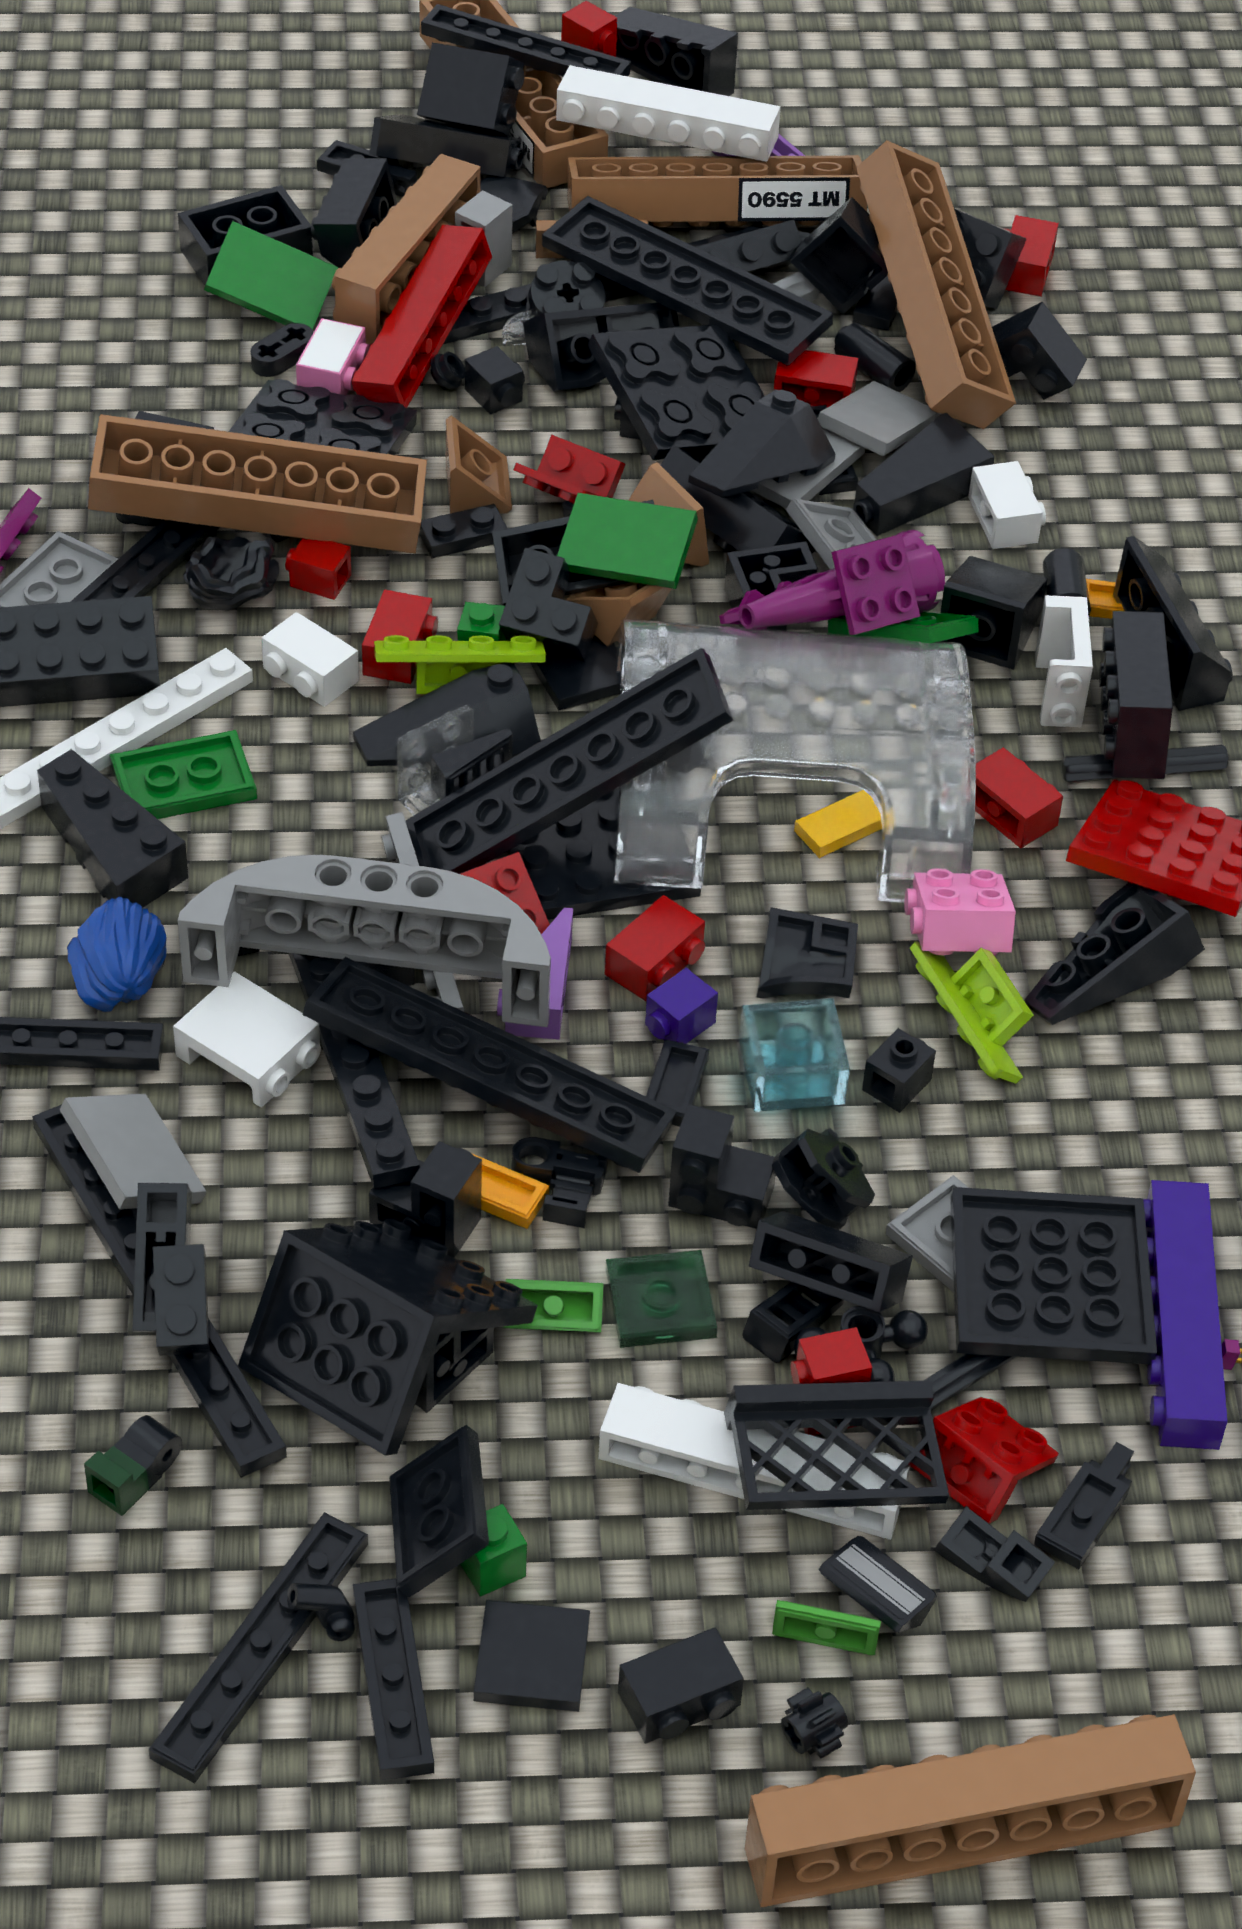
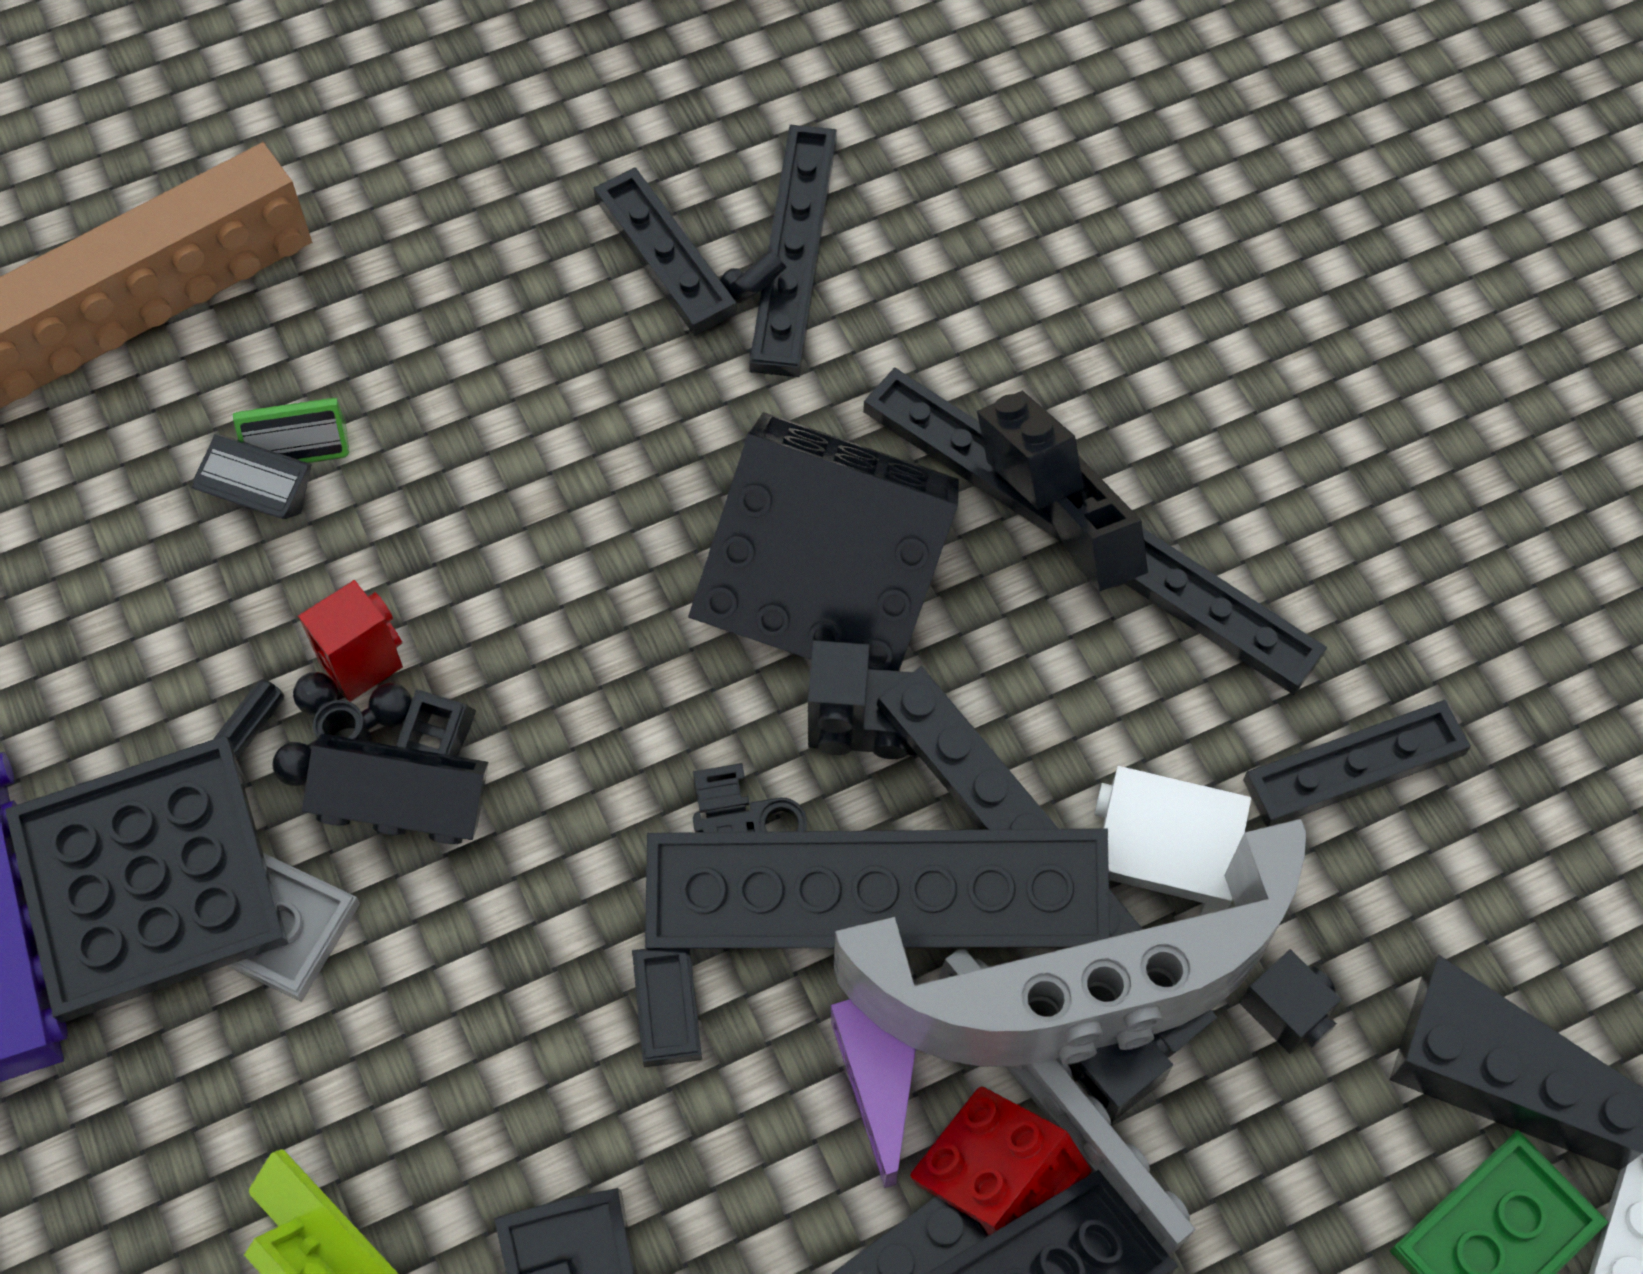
camera: 160 degrees right, 15 degrees up
(117, 954) = (1379, 887): blue hair -> none
(128, 1145) = (1199, 647): light grey tile -> none
(132, 1464) = (995, 339): leg -> none
(438, 1511) = (684, 368): black tile -> none
(502, 1559) = (626, 375): green brick -> none
(511, 1194) = (808, 777): light orange tile -> none
(532, 1655) = (554, 319): black tile -> none
(562, 1305) = (684, 669): bright green slope -> none
(655, 947) = (764, 1185): red brick -> none
(661, 1298) = (576, 717): clear green tile -> none
(680, 1686) = (407, 325): black brick -> none
(681, 1008) = (697, 1098): dark purple brick -> none
(695, 1447) = (412, 556): white brick -> none
(716, 1177) = (559, 866): black brick -> none
(794, 1054) = (531, 1067): clear light blue brick -> none
(814, 1722) = (274, 332): black gear -> none
(823, 1177) = (437, 907): black hinge -> none
(824, 1408) = (380, 566): black fence -> none
(898, 1070) = (399, 1118): black brick -> none
(986, 1455) = (174, 660): red bracket -> none
(986, 1554) = (144, 563): black slope -> none
(1086, 1507) = (59, 641): black hinge -> none

